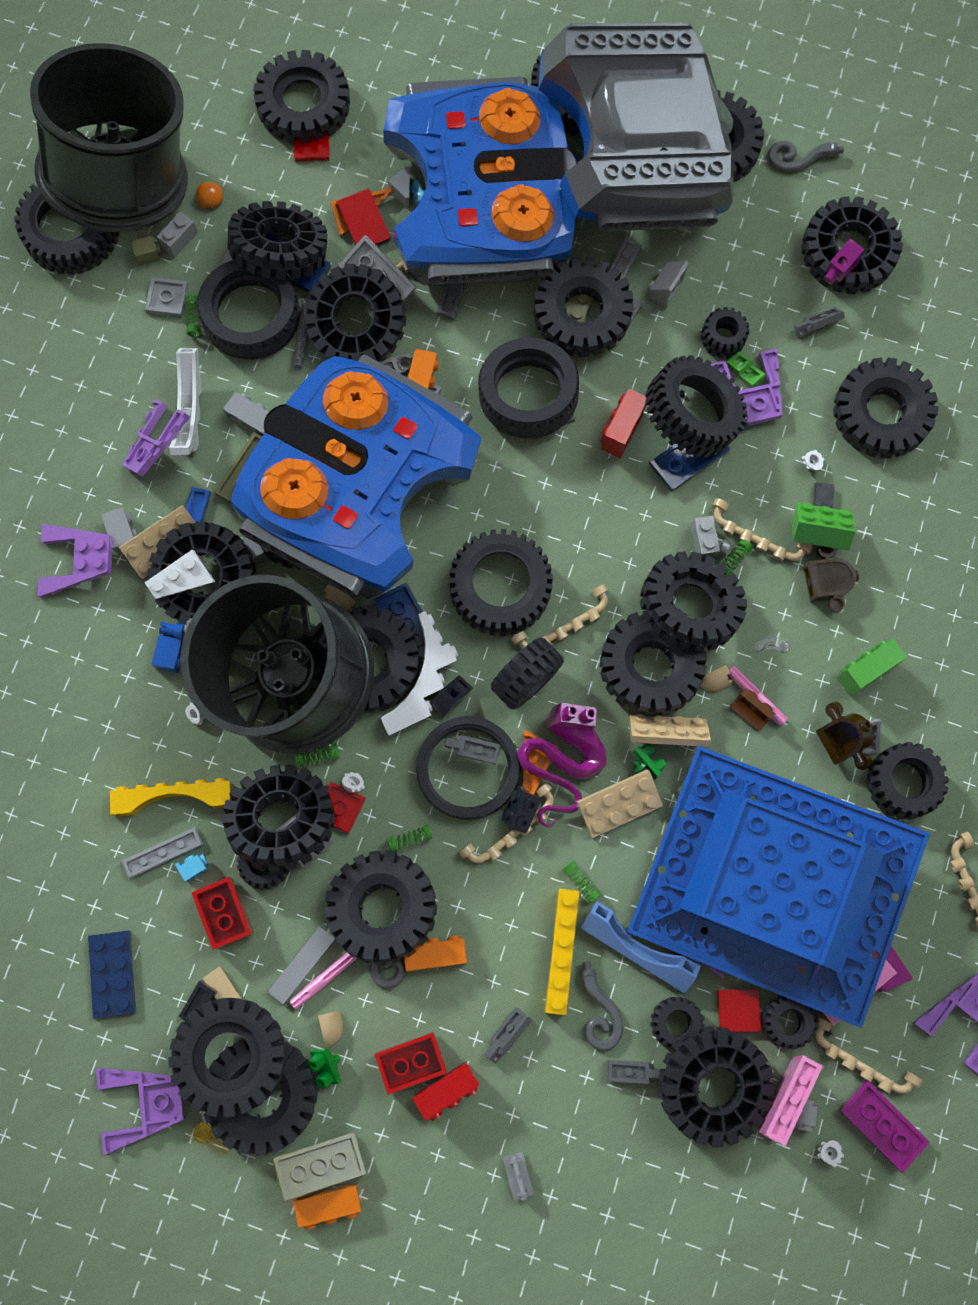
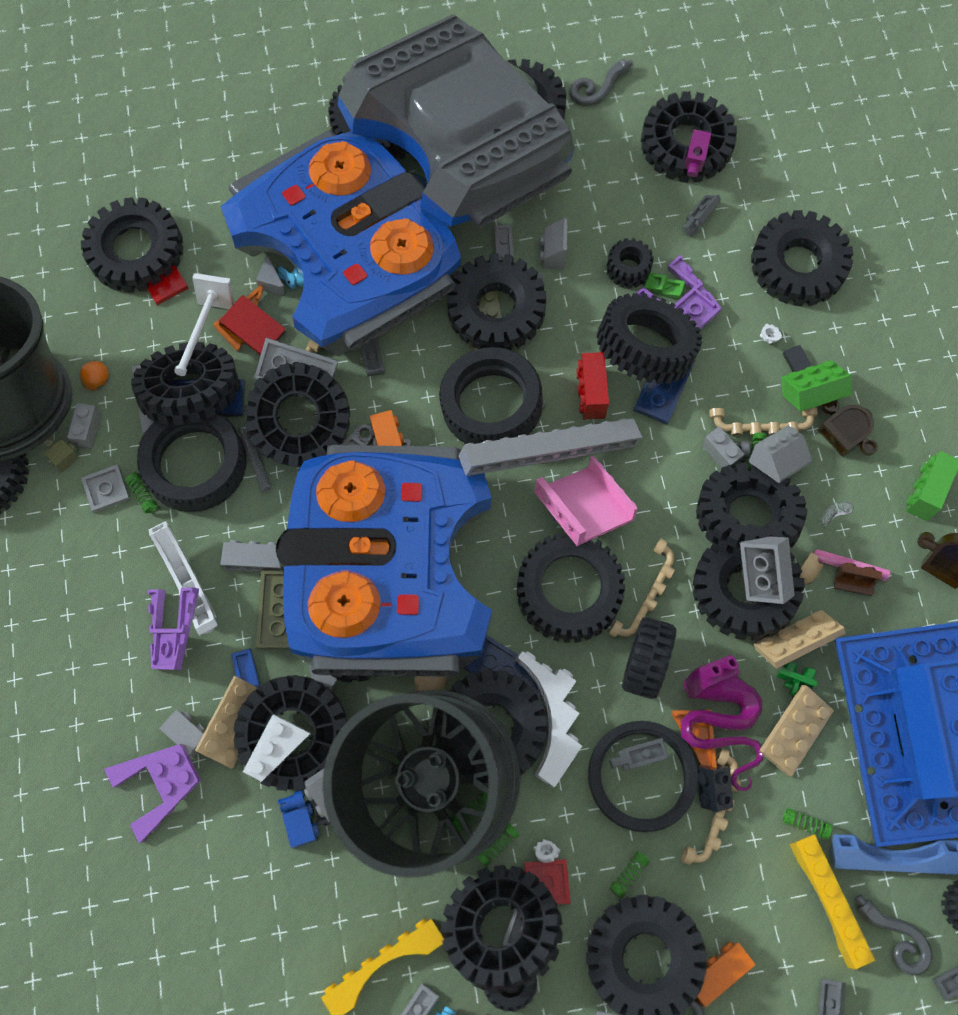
camera: 25 degrees left, 5 degrees down
(193, 714) = (358, 871): white animal -> none
(343, 172) = (210, 292): none -> white tile
(451, 695) = (588, 718): black slope -> none
(551, 453) = (548, 446): none -> light grey brick
(556, 519) = (587, 502): none -> bright pink panel
(670, 655) = (767, 570): none -> light grey slope
(752, 568) = (781, 454): none -> light grey slope

